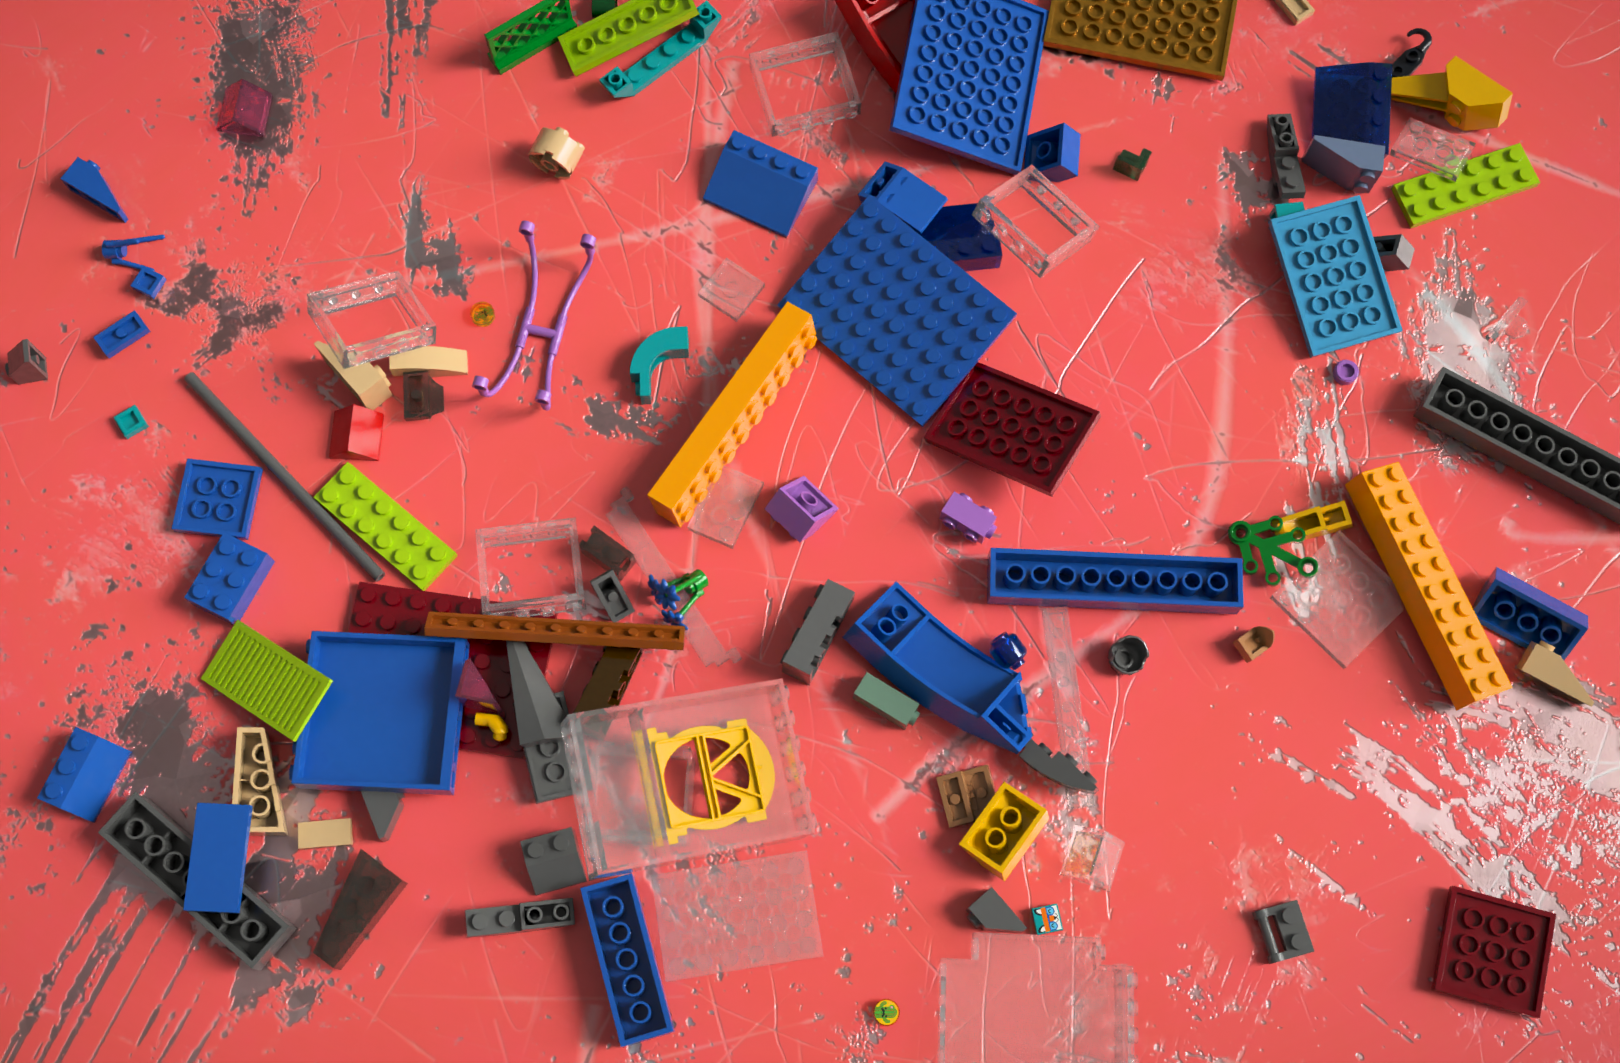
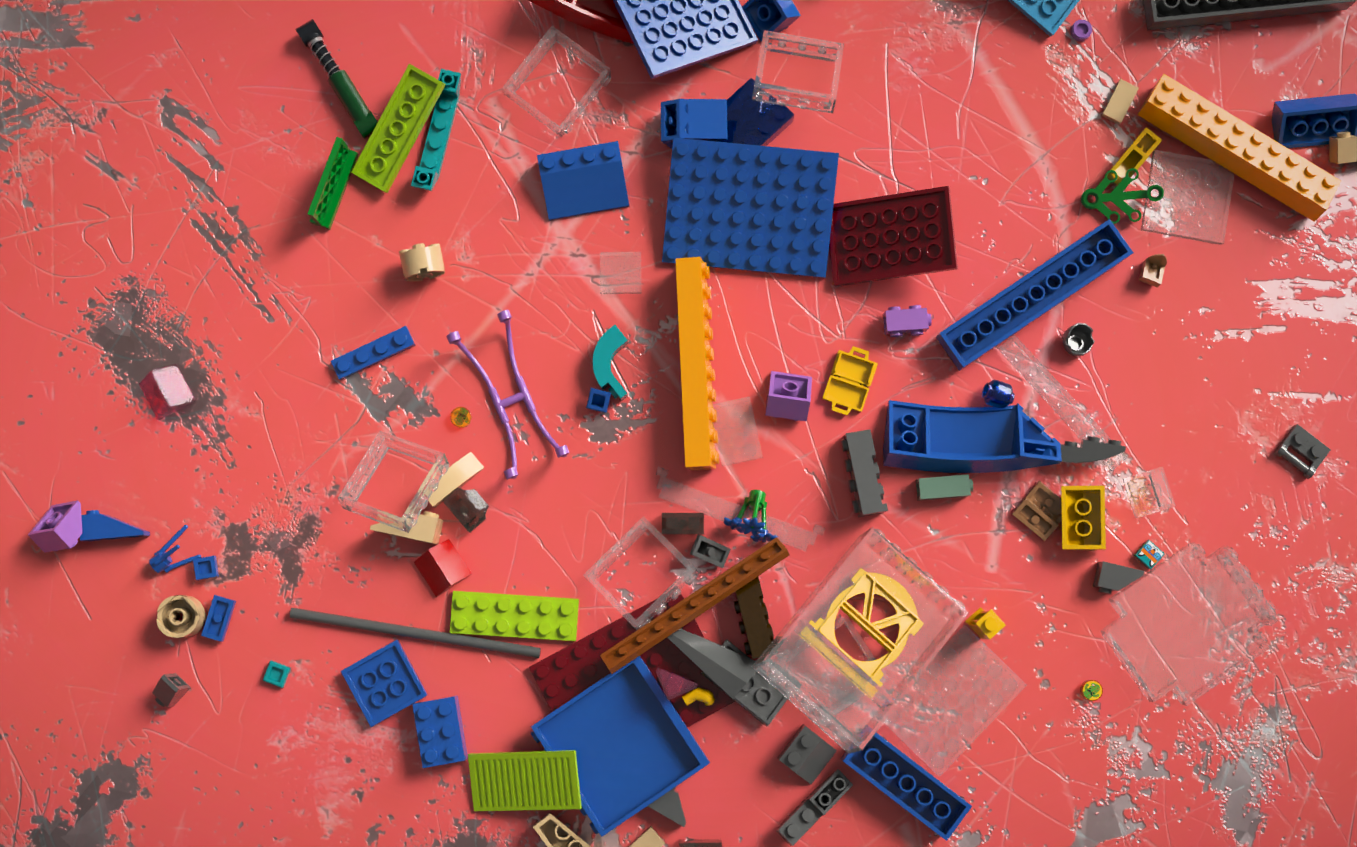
camera: 35 degrees left, 10 degrees up
(51, 155) = (58, 527): none -> medium lavender slope
(89, 306) = (168, 616): none -> tan brick
(450, 203) = (373, 353): none -> blue plate
(619, 385) = (598, 400): none -> blue slope
(825, 858) = (985, 623): none -> yellow window
(880, 530) = (847, 389): none -> yellow piece
(1336, 463) = (1120, 101): none -> tan tile

